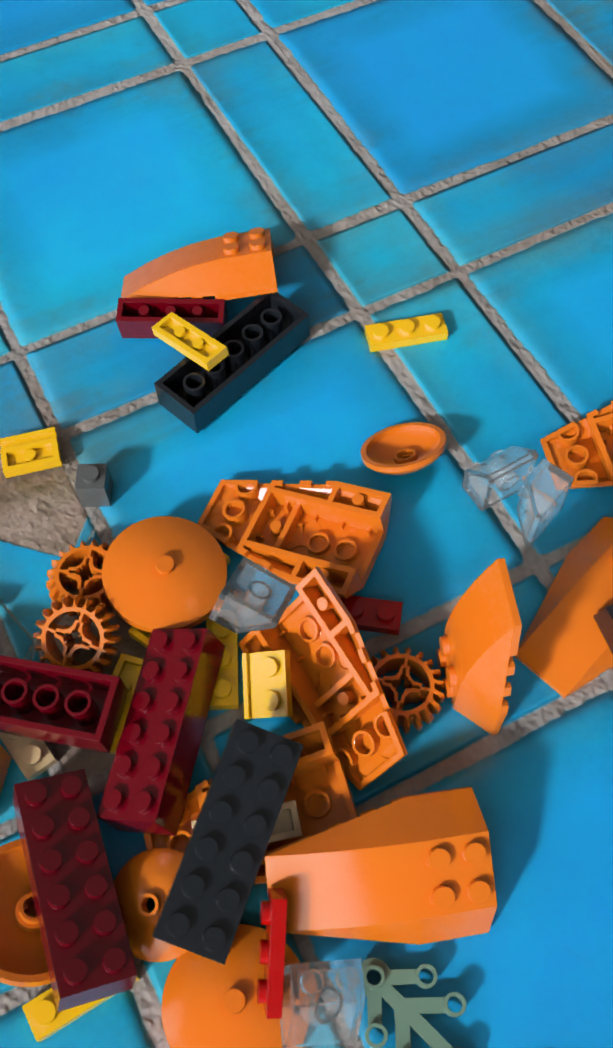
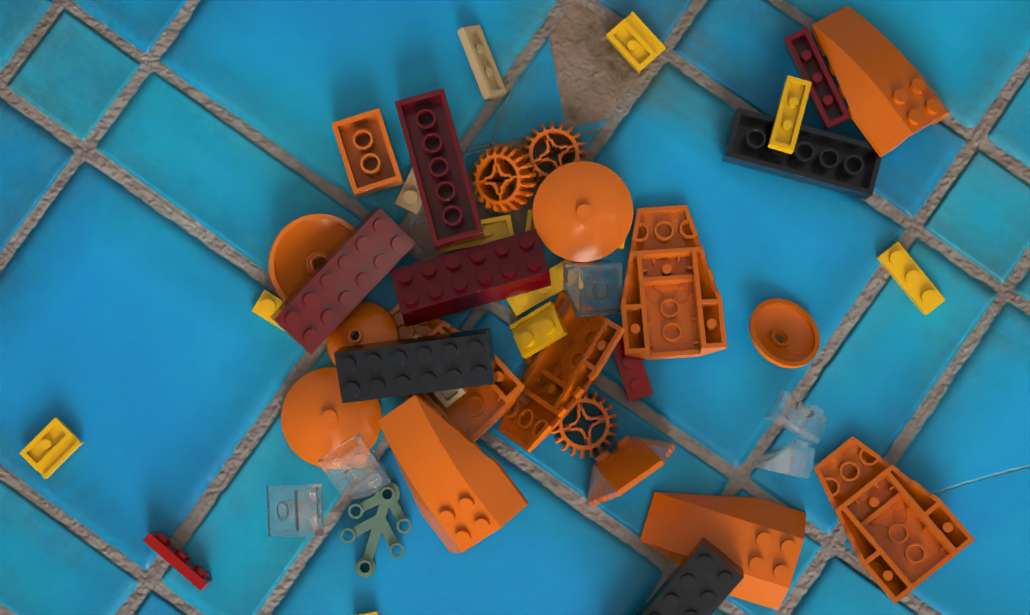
camera: 60 degrees right, 25 degrees up
(94, 485) = (630, 111): dark grey brick -> none
(272, 953) = (364, 427): red plate -> none

